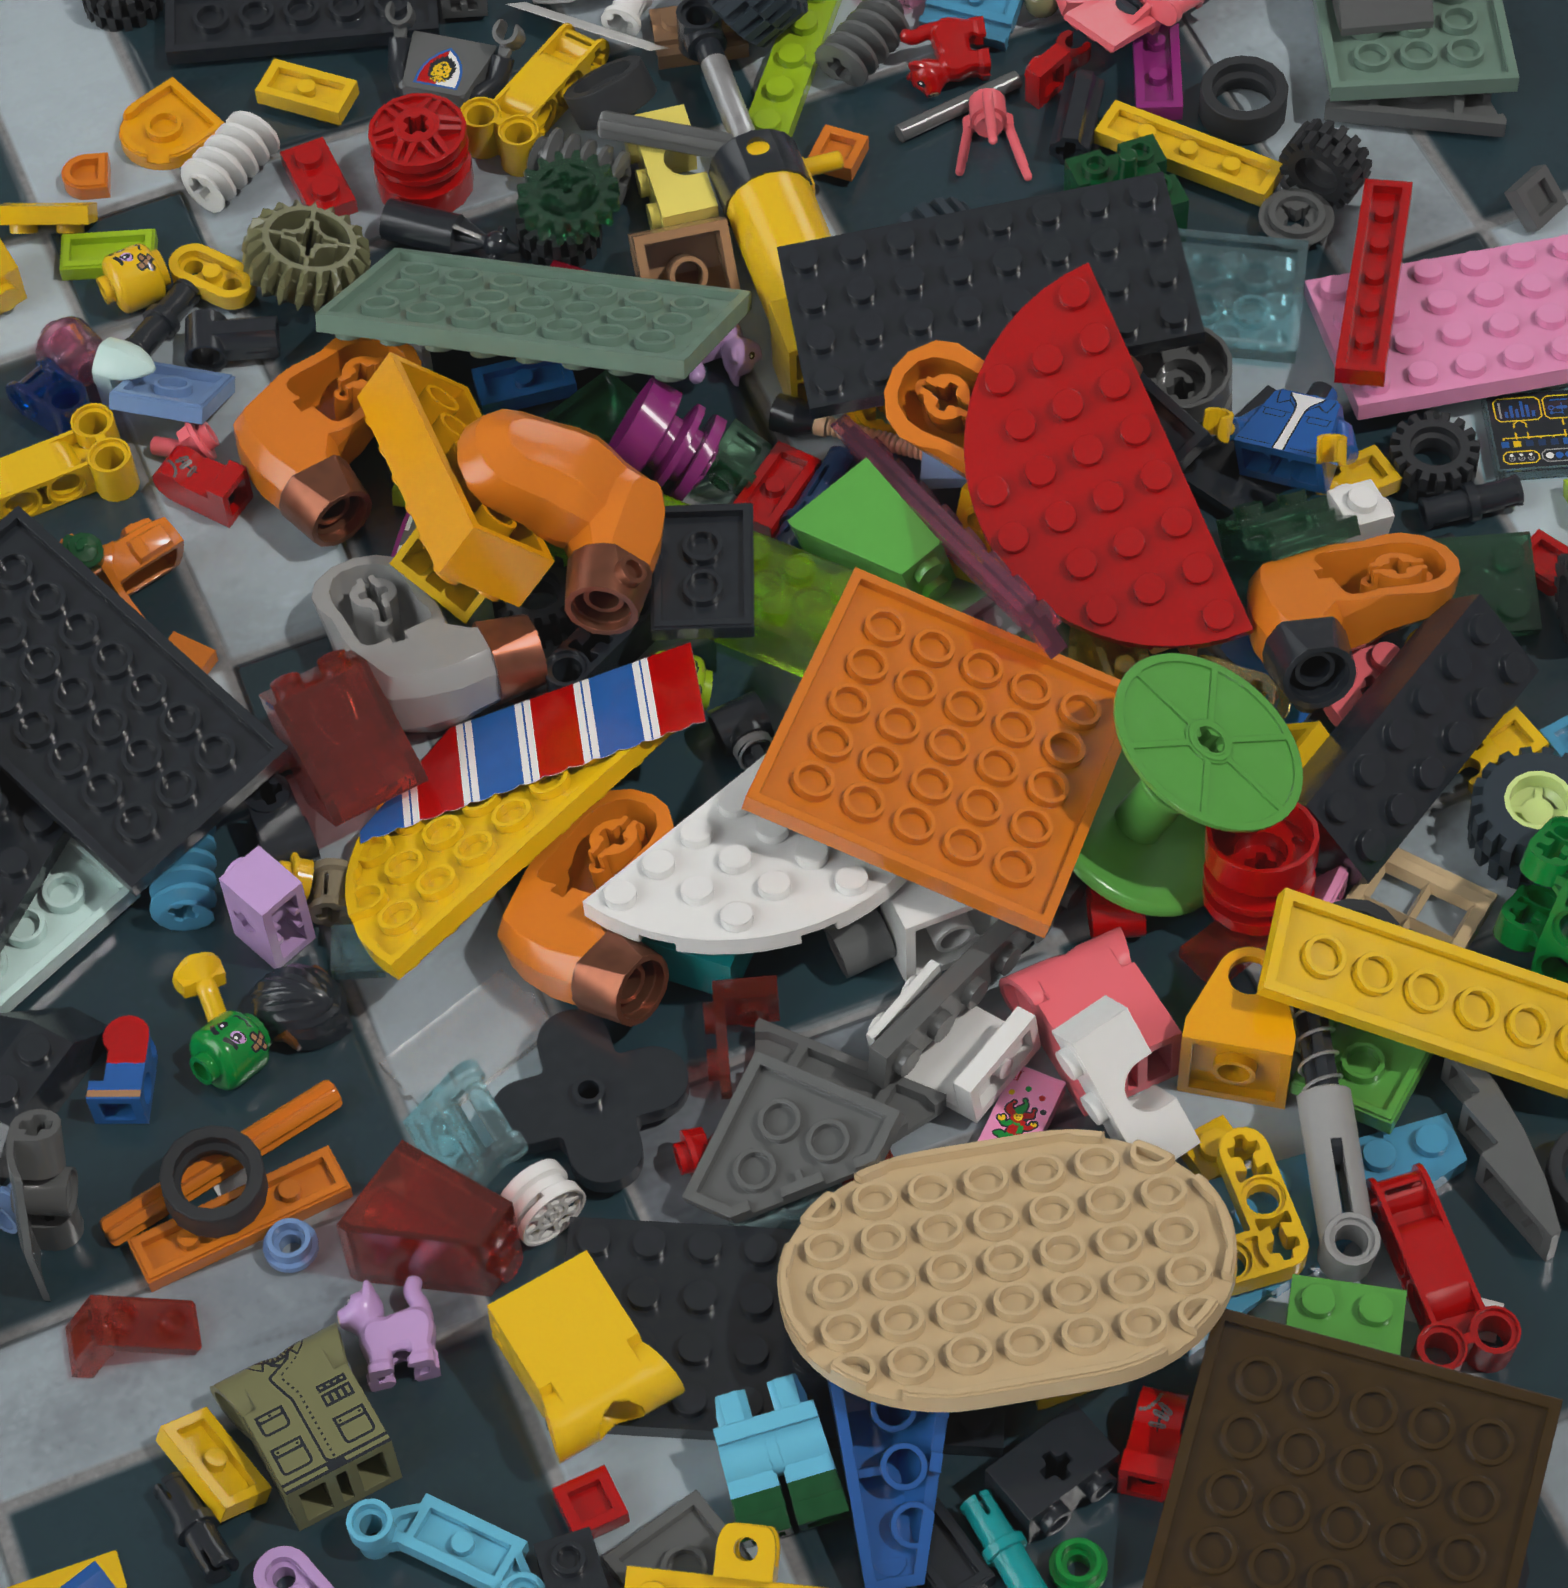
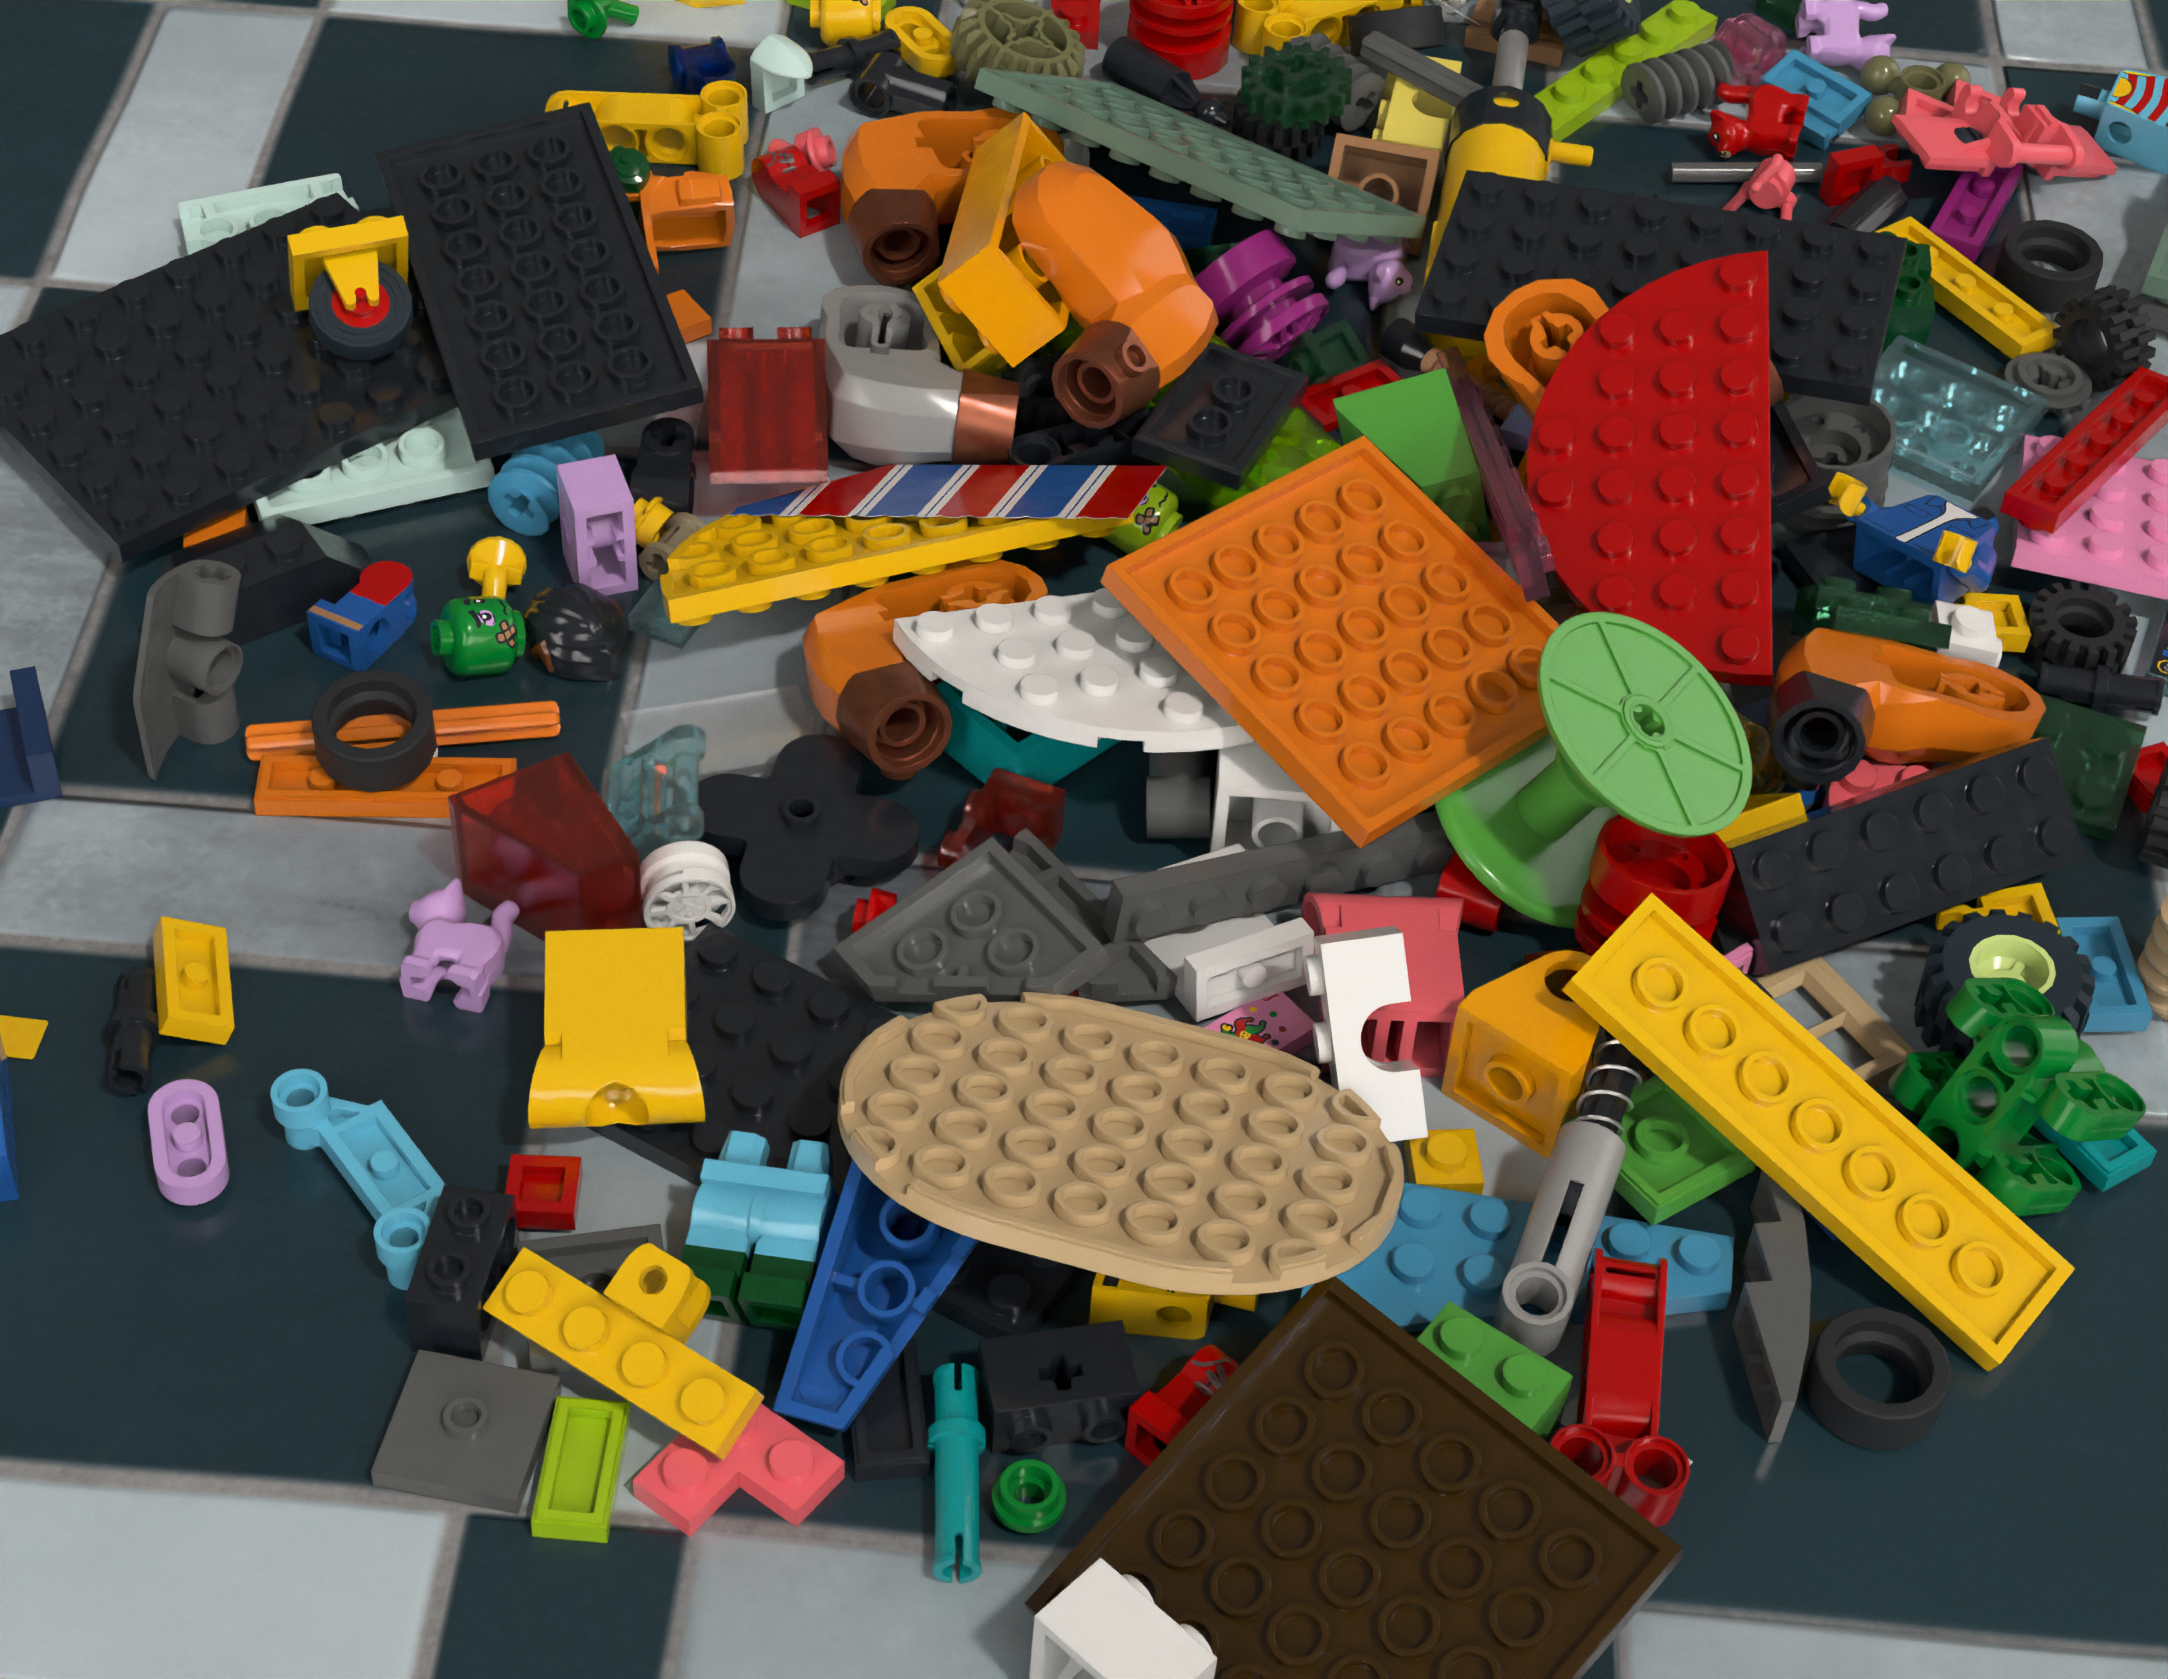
camera: 20 degrees right, 10 degrees down
(71, 346) = (742, 34): clear pink head -> none
(129, 1325) = (208, 824): clear red bracket -> none
(174, 393) = (811, 103): medium blue tile -> none
(286, 1232) = (415, 827): medium blue plate -> none
(311, 1427) = (313, 989): olive piece -> none
(851, 146) = (1608, 163): orange plate -> none
(1257, 1240) = (1427, 1260): yellow beam -> none

